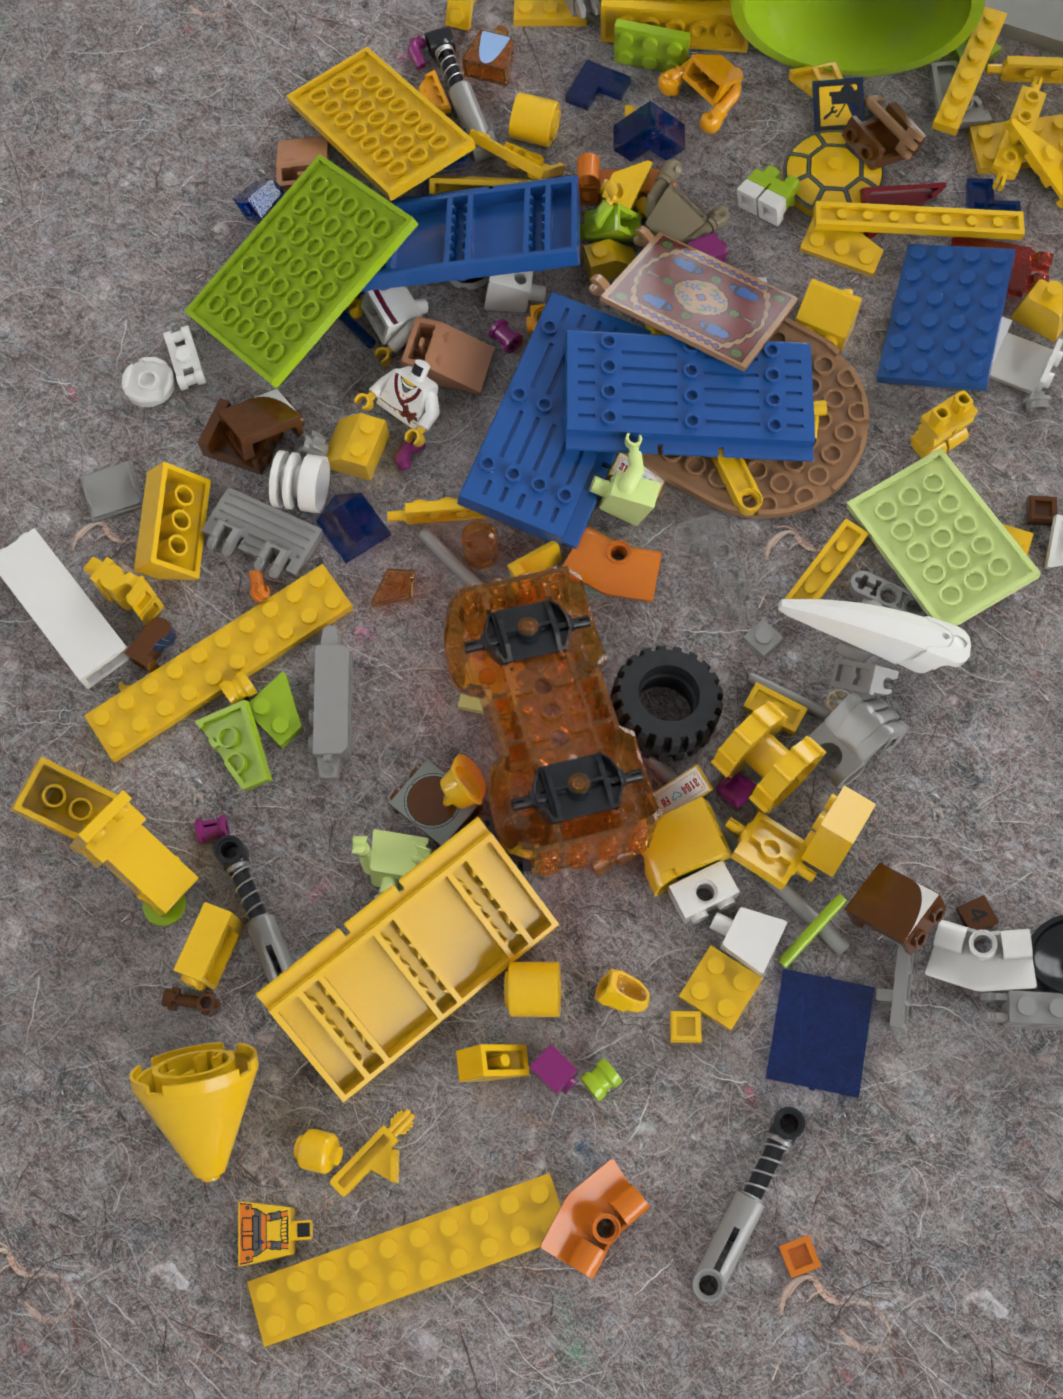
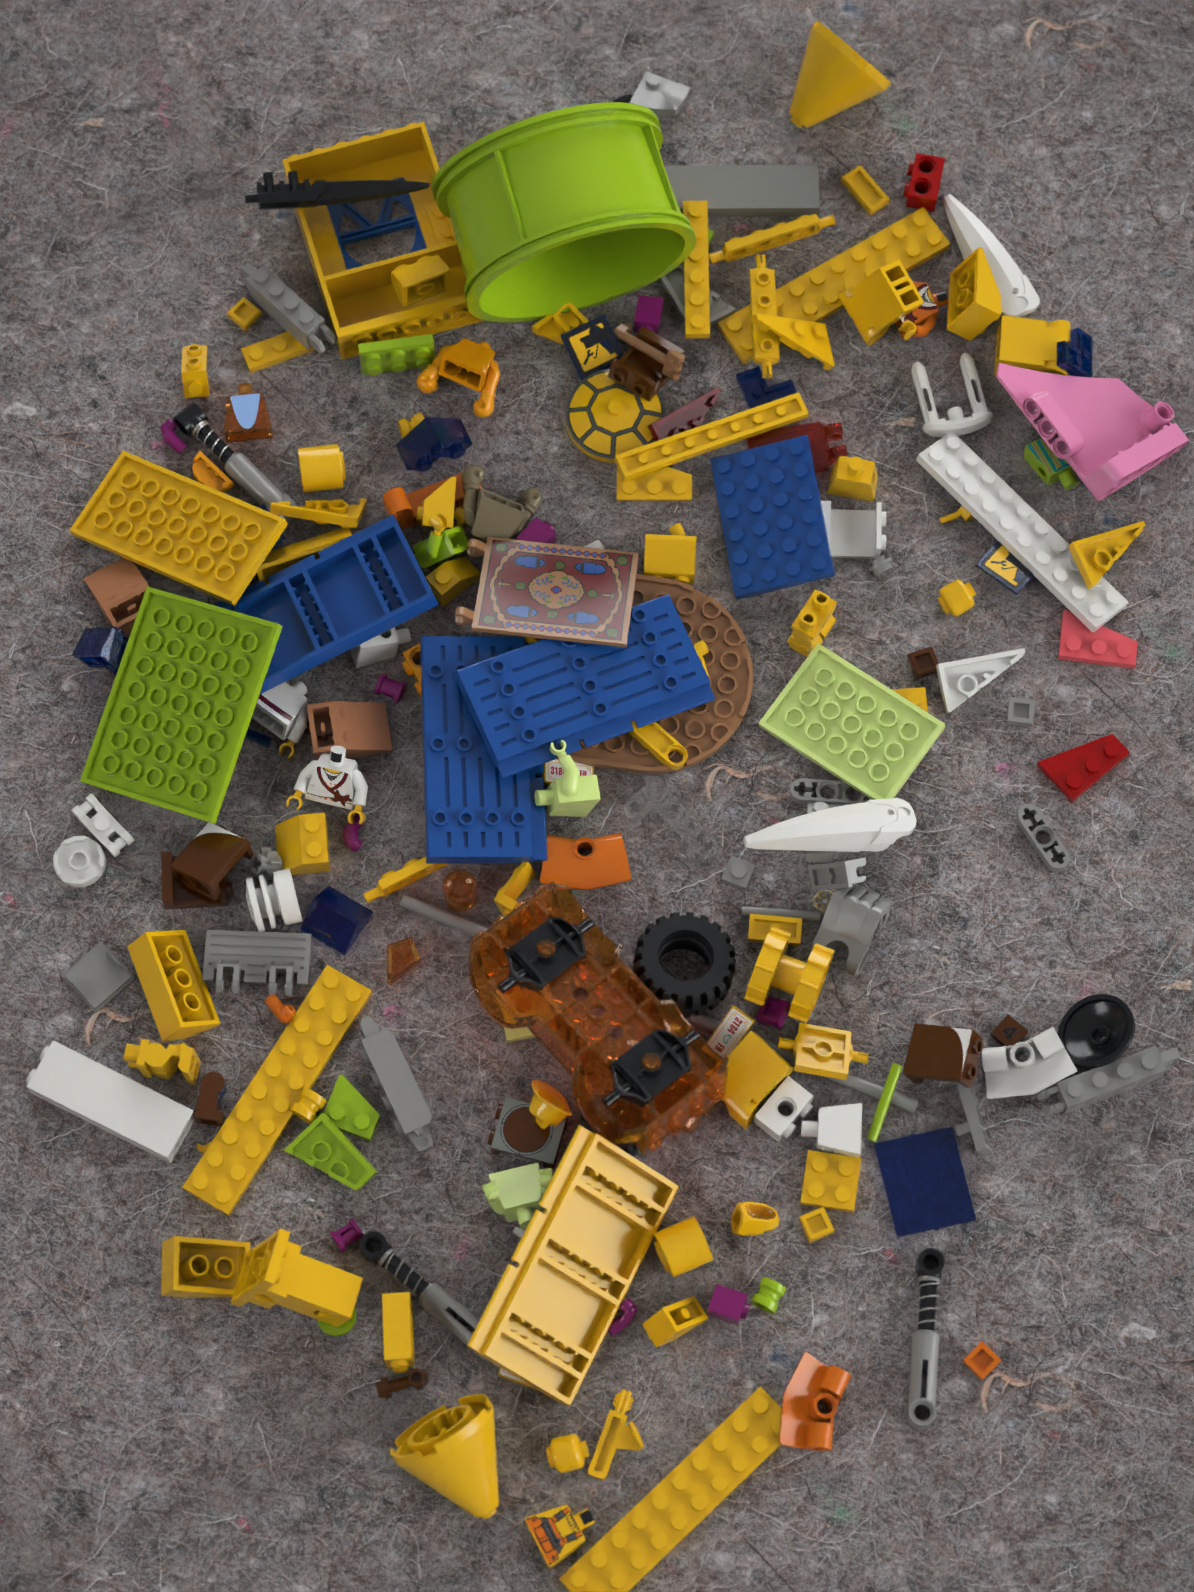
camera: 30 degrees left, 0 degrees up
(442, 1037) = (625, 1319): none -> magenta arm
(595, 79) = (354, 401): clear blue tile -> none
(767, 195) = (567, 461): hips -> none
(829, 562) = (765, 786): yellow plate -> none
(836, 830) = (870, 1012): yellow brick -> none
(907, 93) = (648, 313): none -> magenta brick

